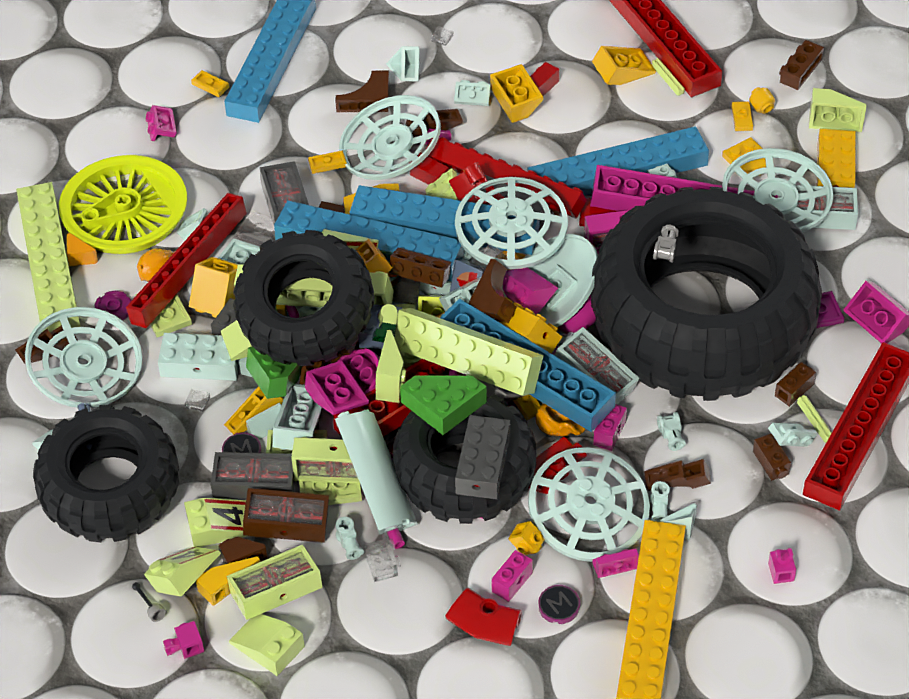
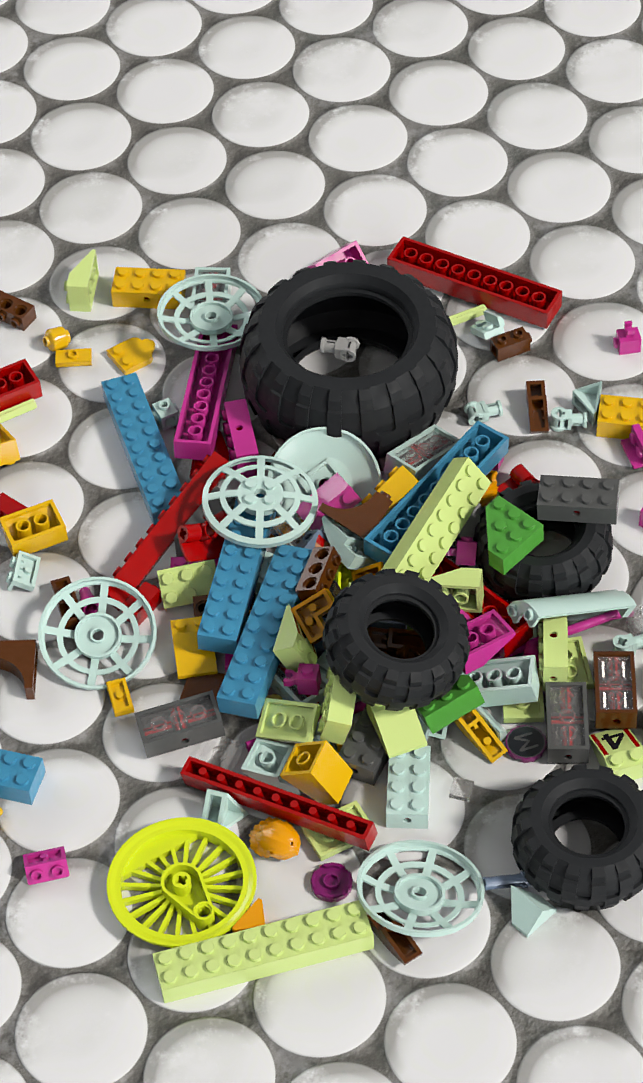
camera: 90 degrees left, 0 degrees up
(526, 538) = (628, 510): yellow brick -> none
(583, 511) = (571, 449): light aqua dish -> none

